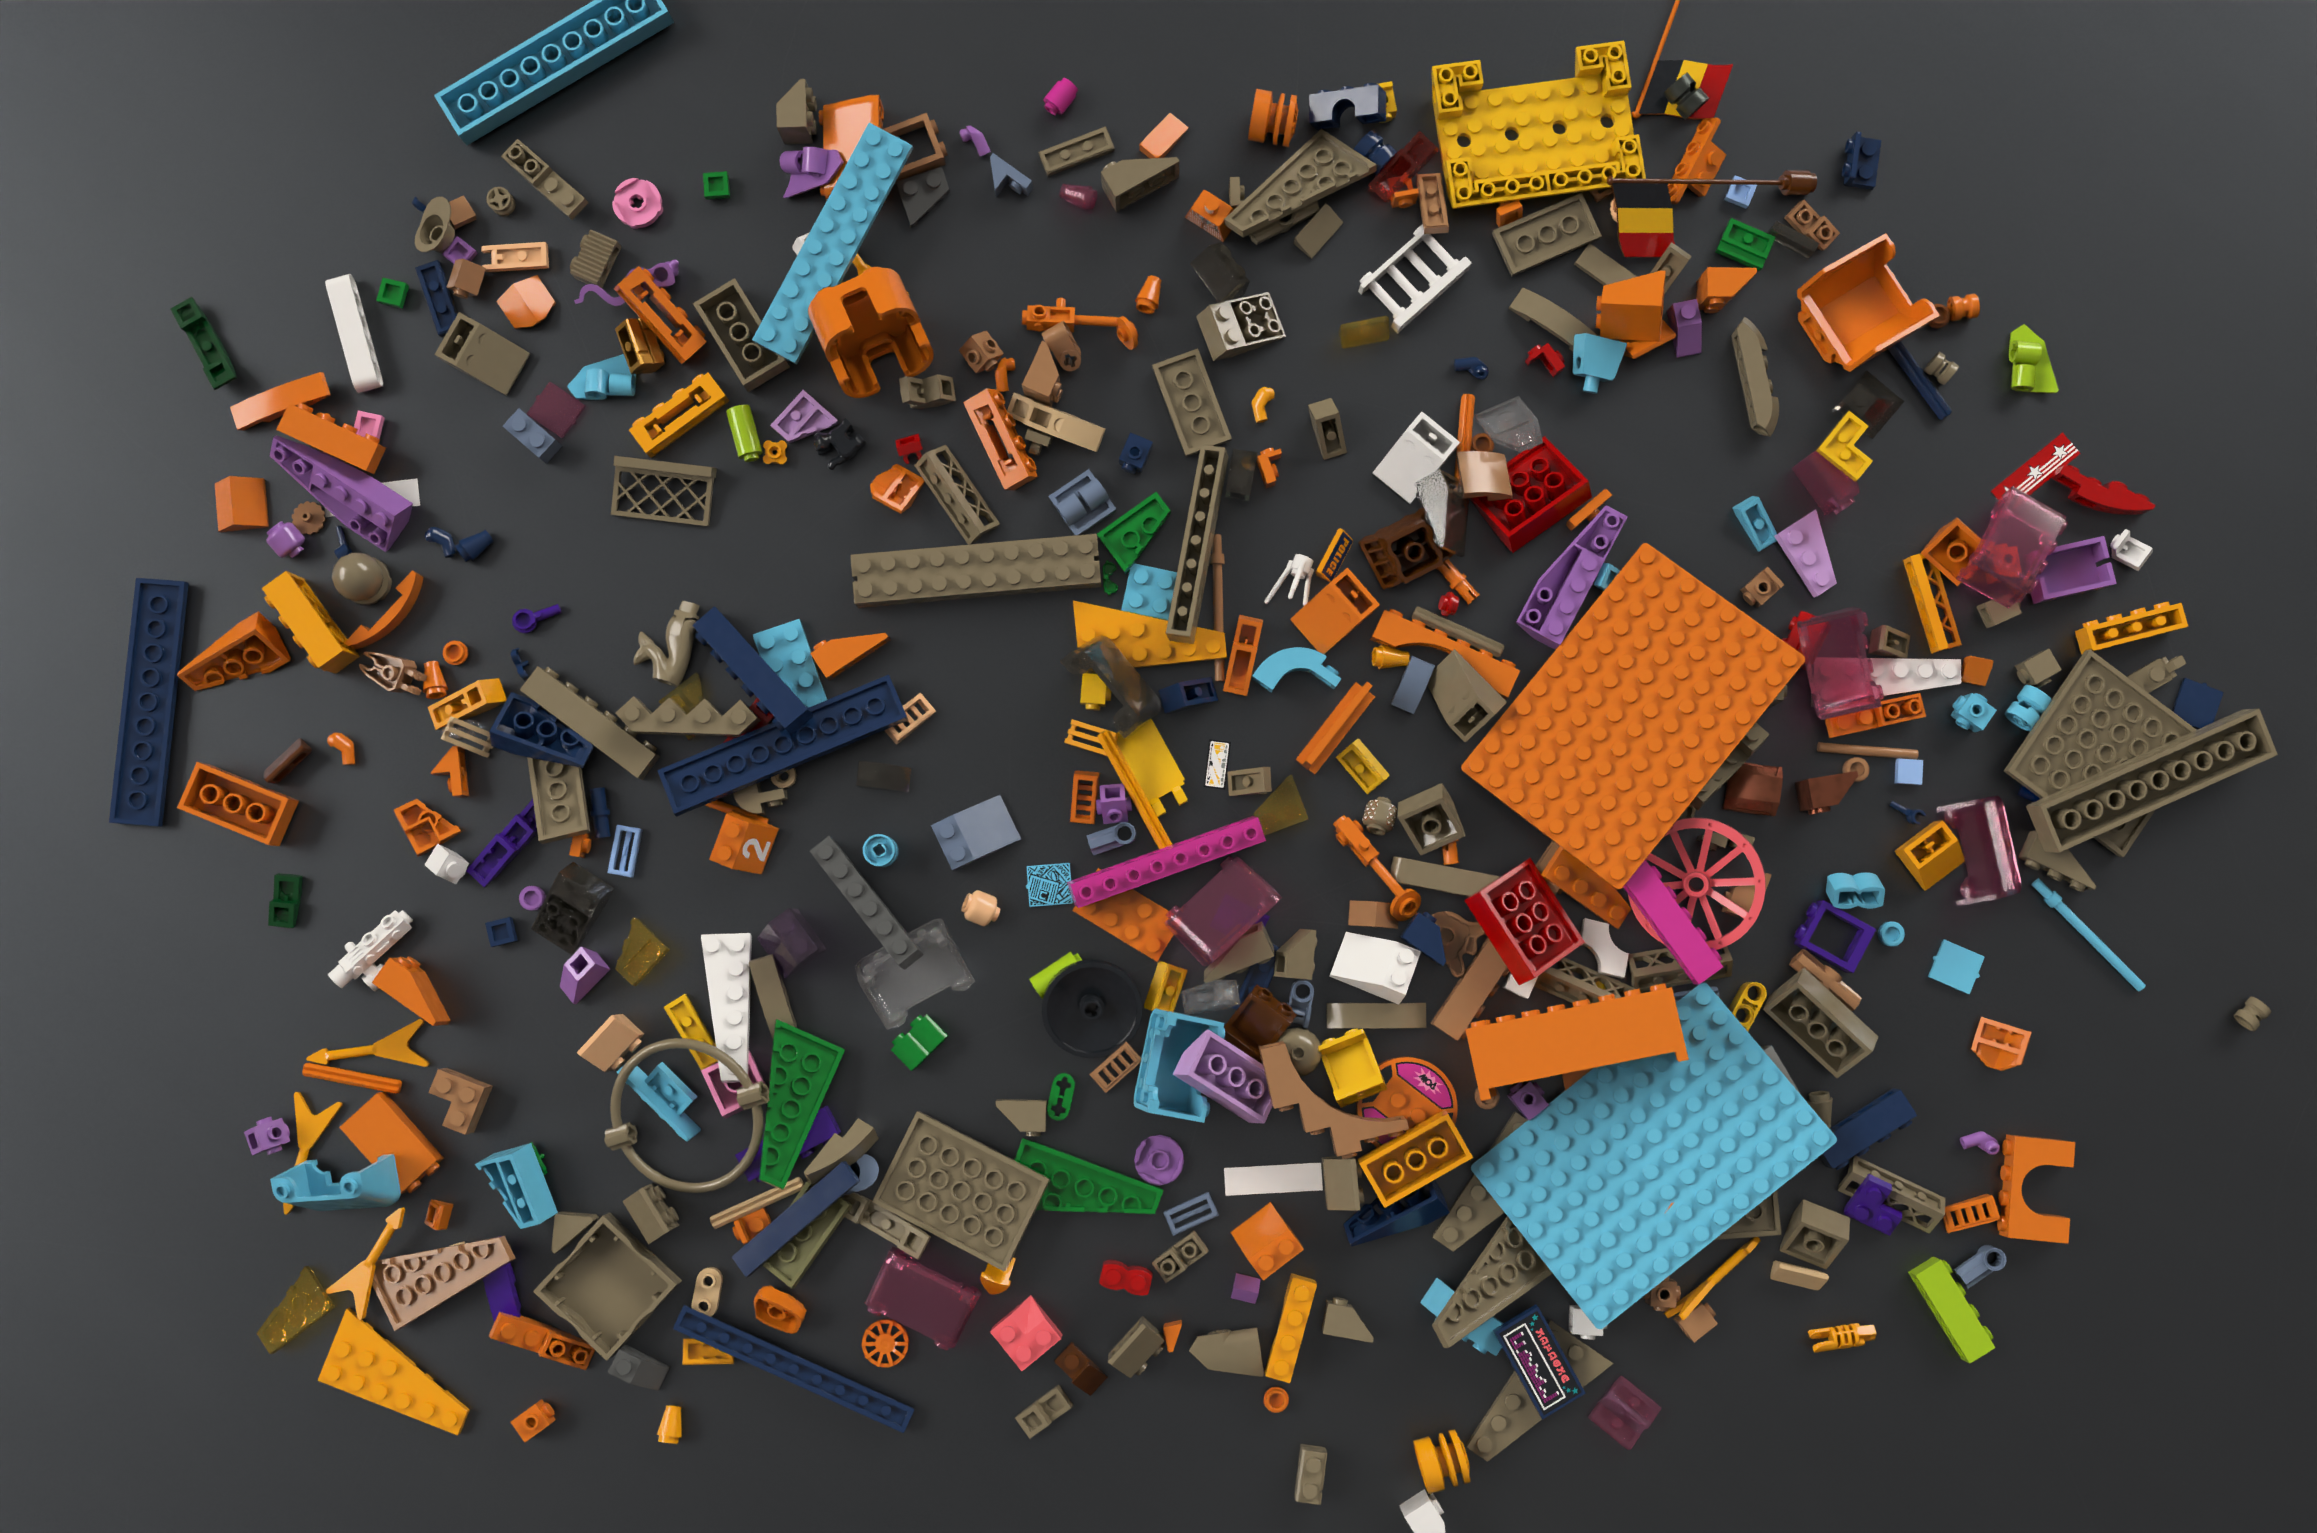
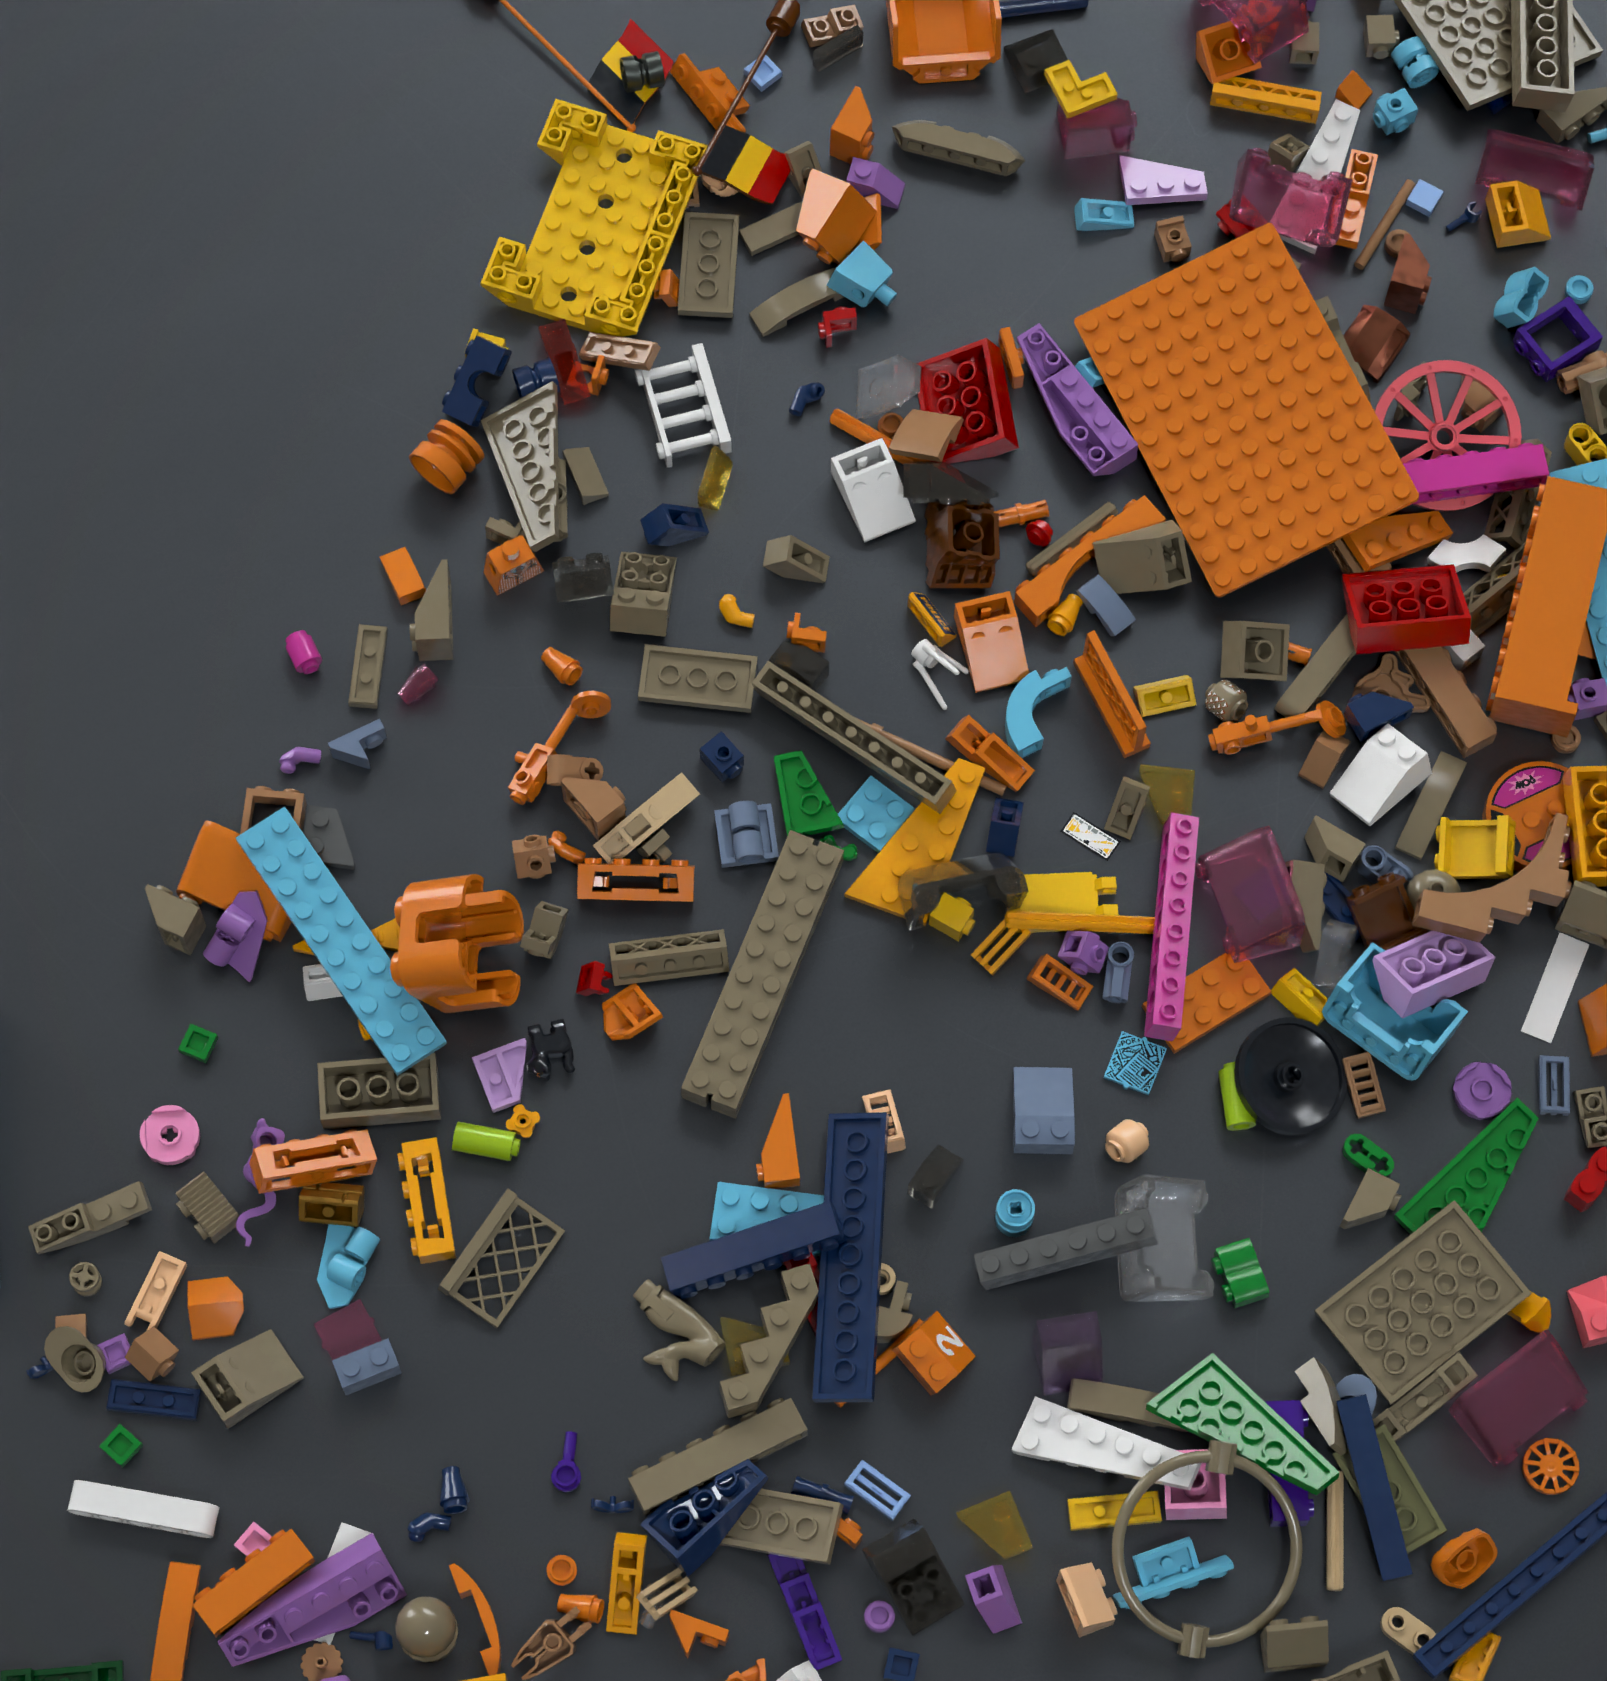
camera: 65 degrees left, 15 degrees down
(751, 1225) = (1358, 1547): orange bracket -> none
(1309, 320) = (673, 525): none -> dark blue slope
(1745, 244) = (819, 92): green plate -> none

